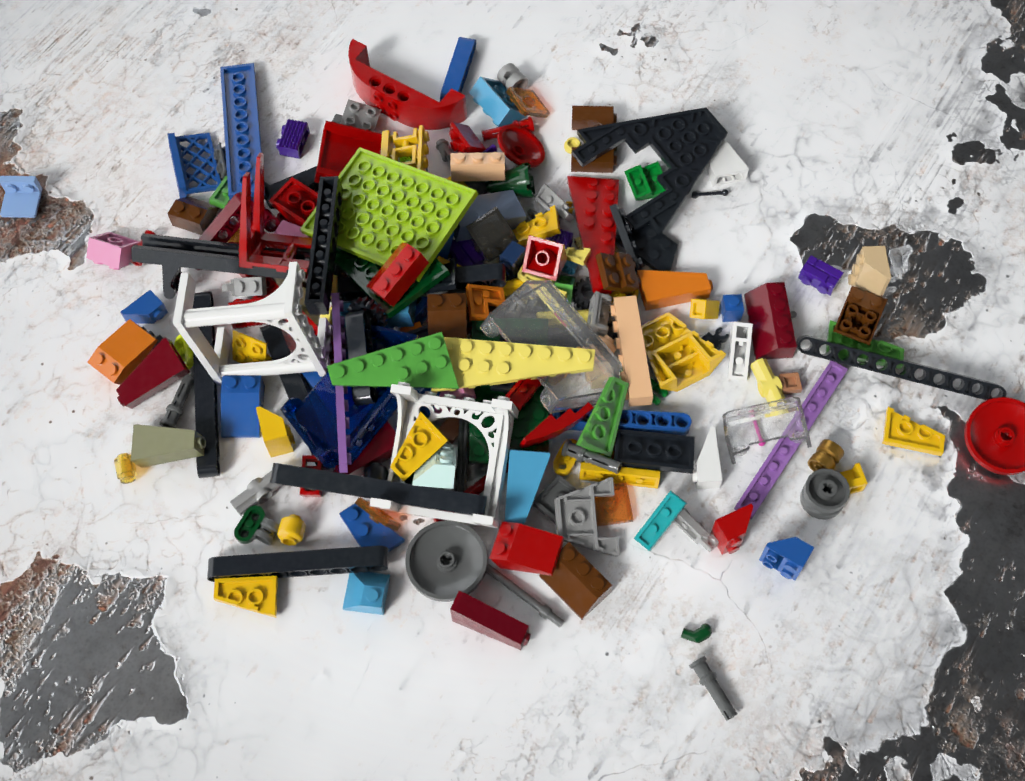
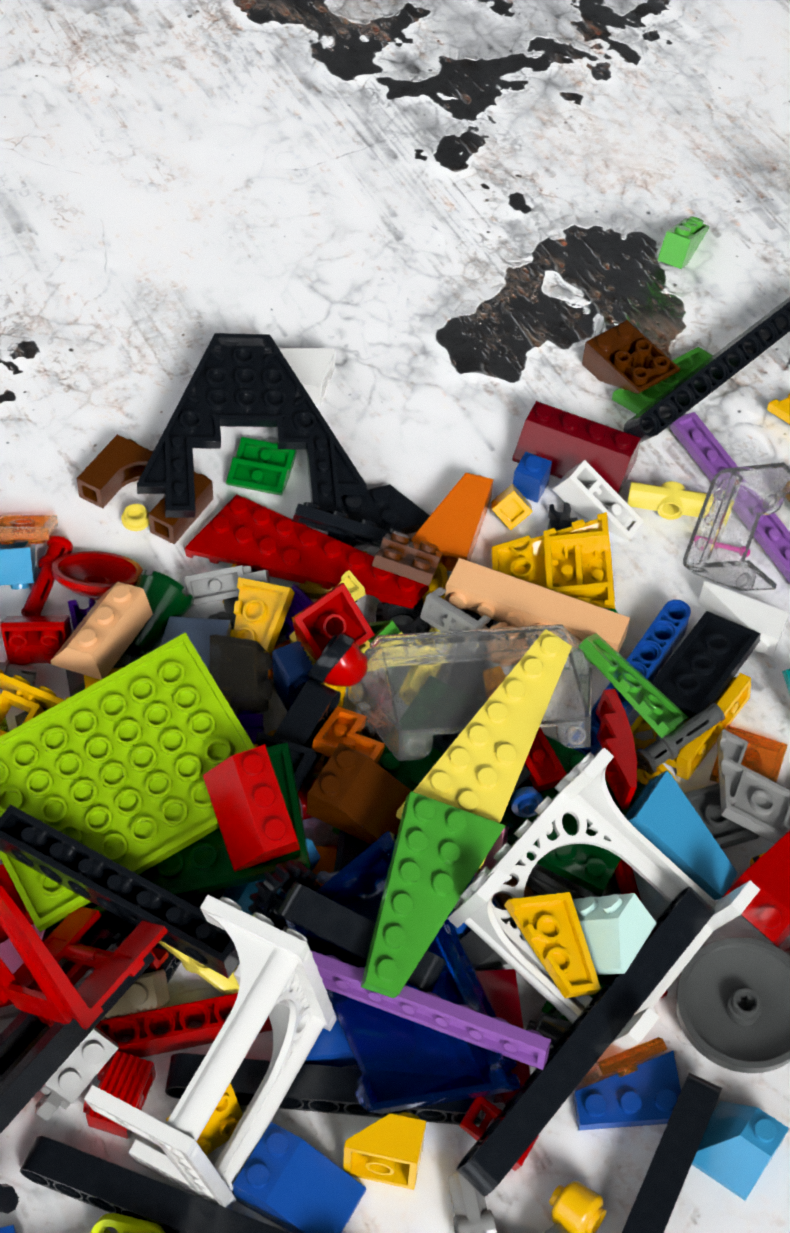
camera: 65 degrees left, 10 degrees down
(490, 394) = (525, 801): none -> blue plate
(517, 270) = (340, 662): none -> piece
(695, 194) = (341, 397): black hinge -> none
(790, 383) = (680, 474): nougat plate -> none
(820, 275) = (540, 368): dark purple brick -> none
(871, 270) = (586, 310): tan slope -> none
(991, 303) = (682, 242): none -> bright green slope

